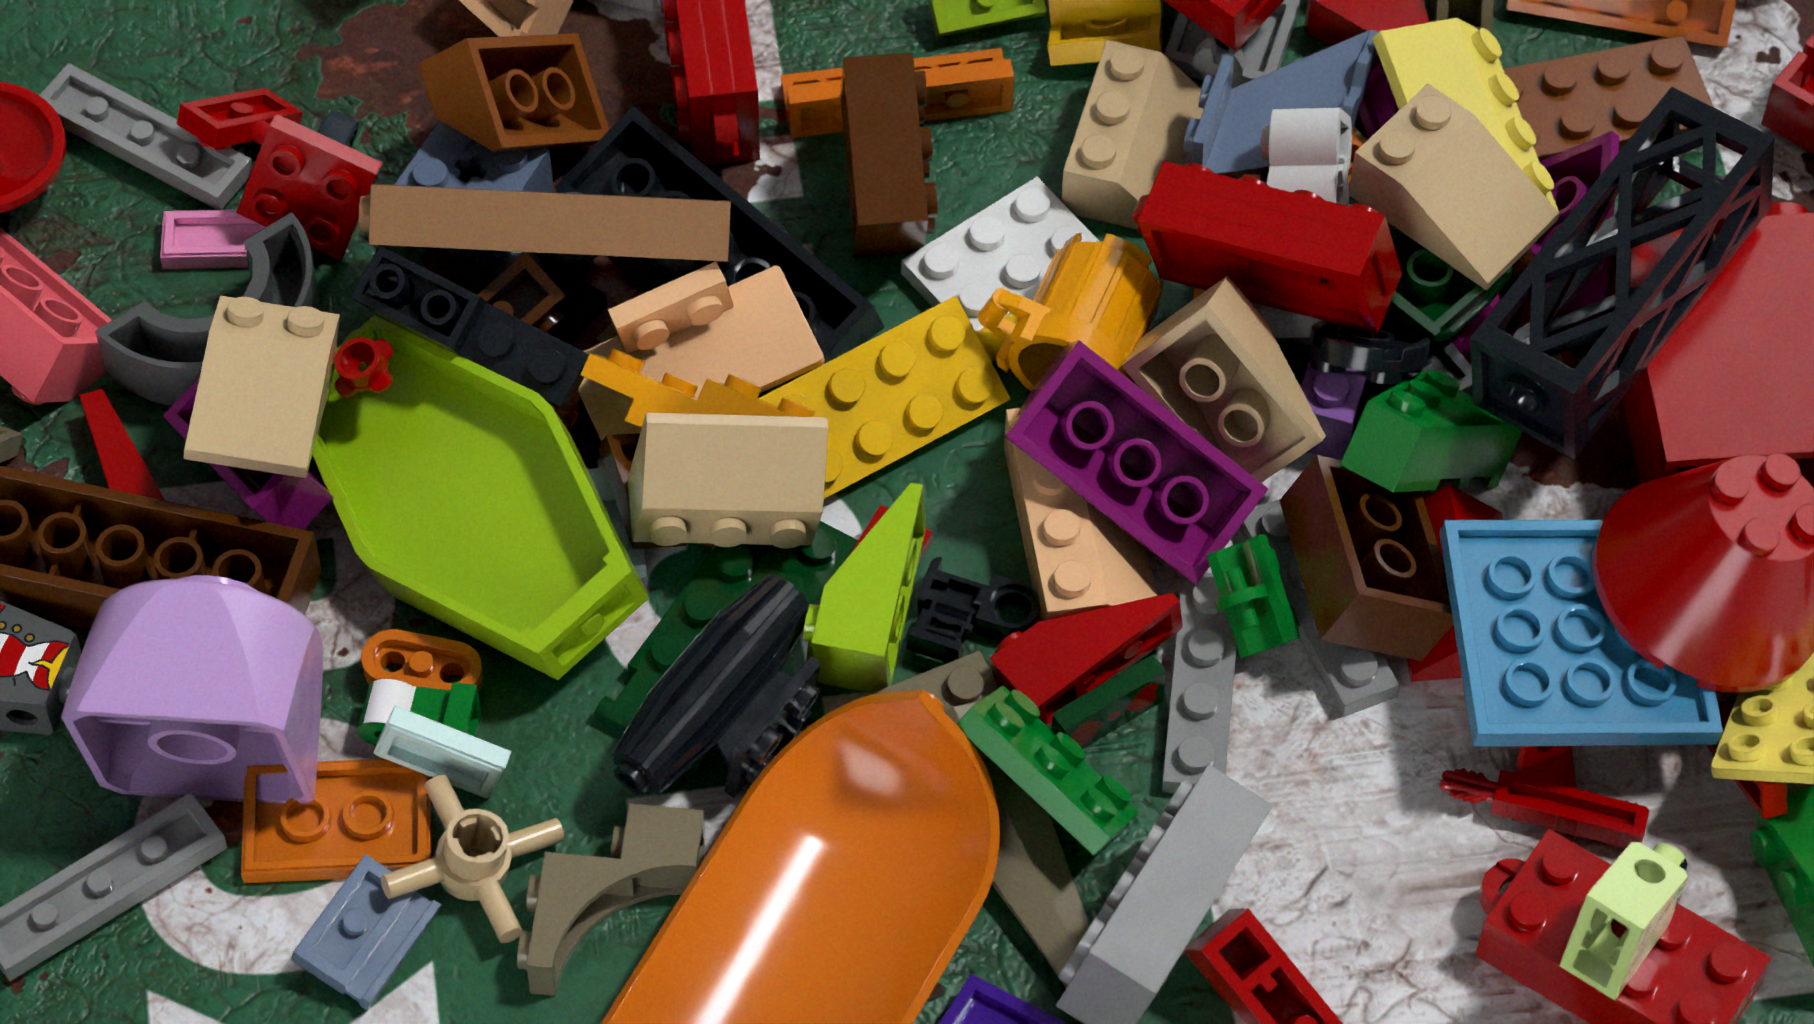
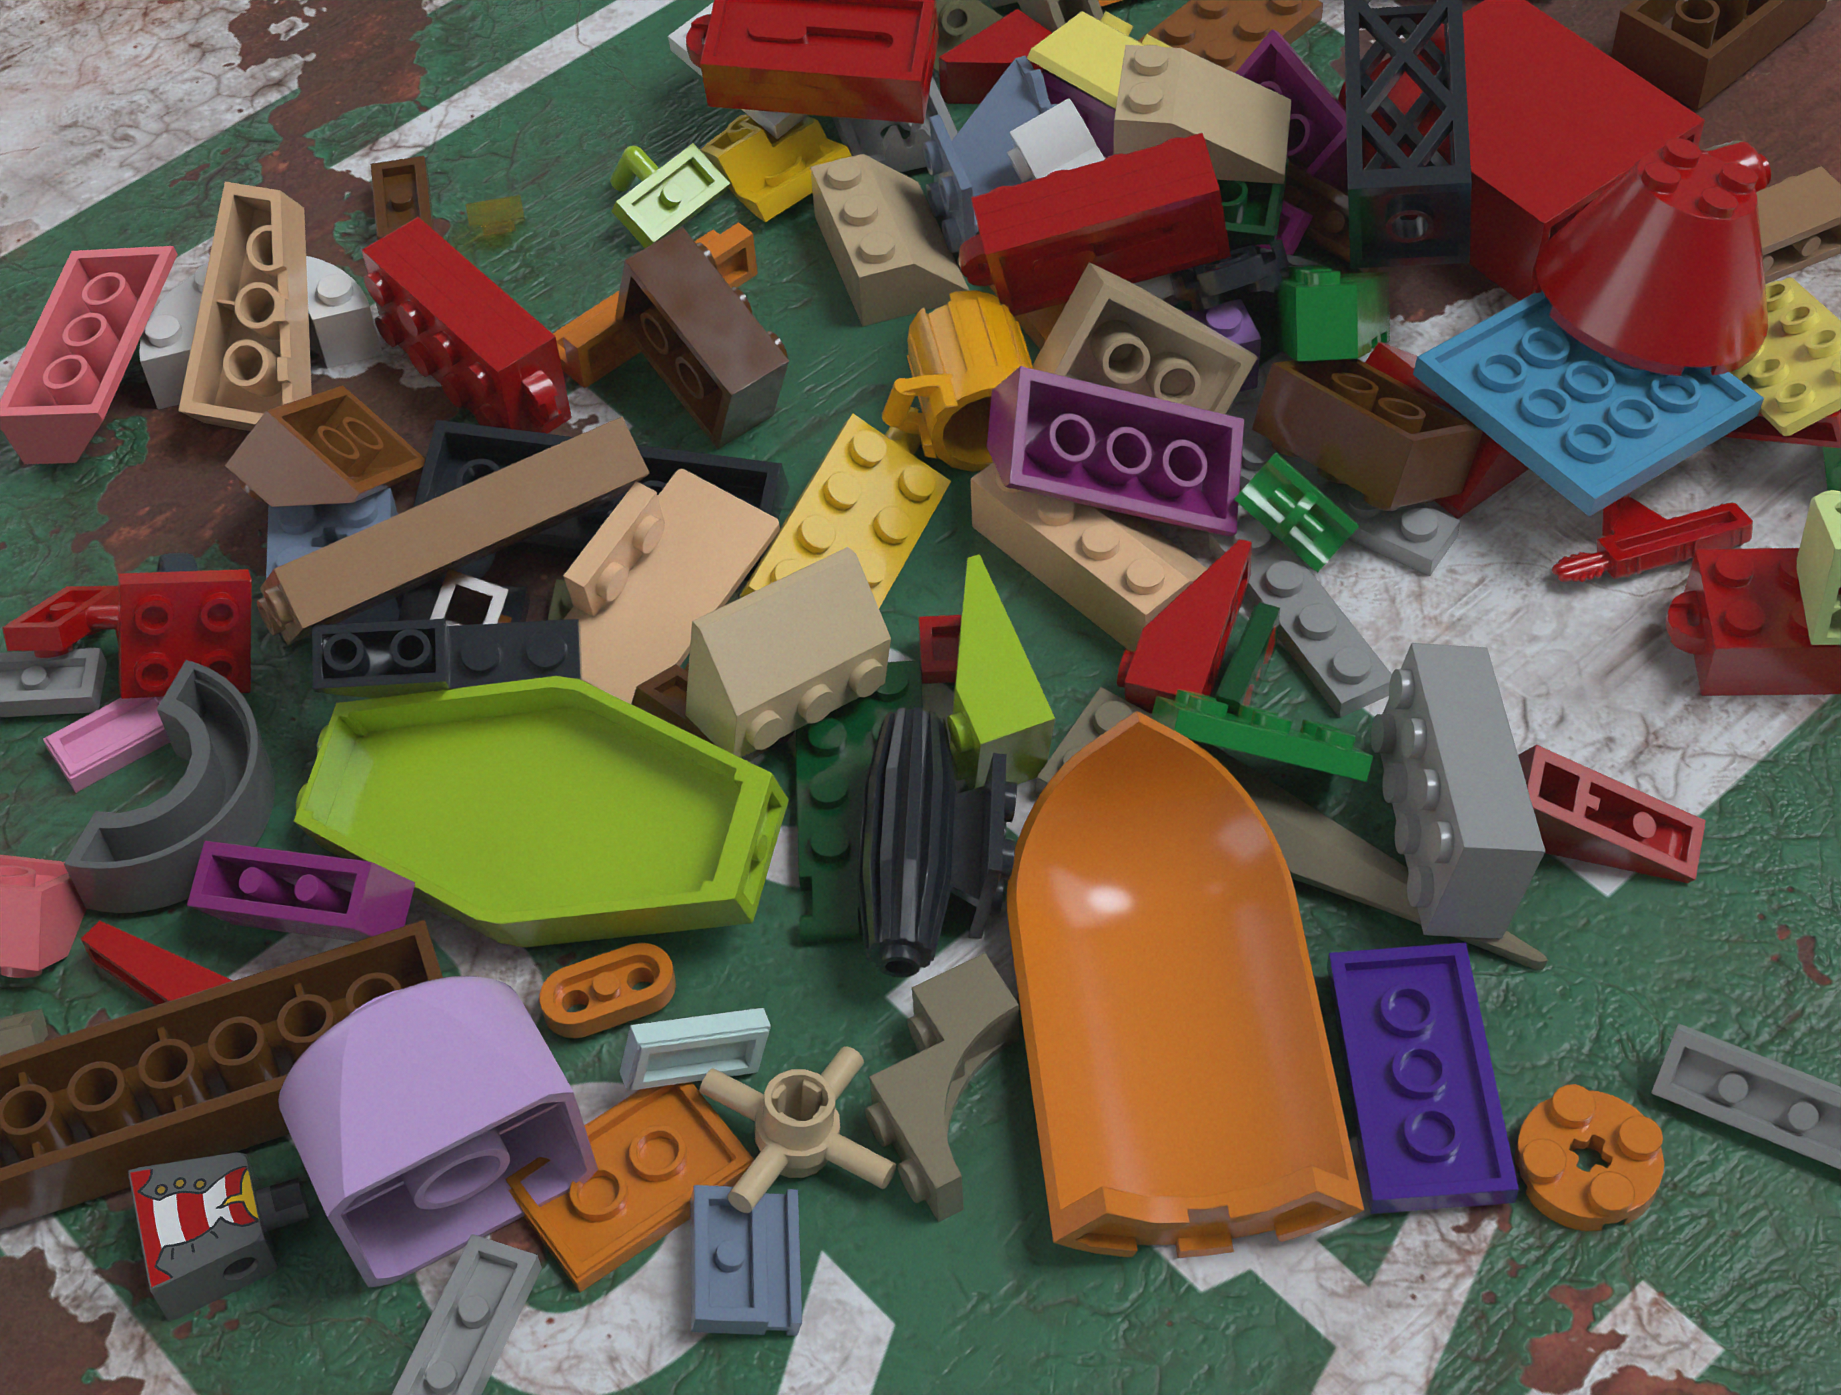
camera: 30 degrees left, 5 degrees down
(262, 386) = (286, 809): tan slope -> none
(355, 356) = (352, 738): red plate -> none
(454, 707) = (604, 1034): green leg -> none
(677, 395) = (669, 626): light orange slope -> none
(955, 604) = (1062, 662): black piece -> none
(995, 249) = (841, 373): white plate -> none

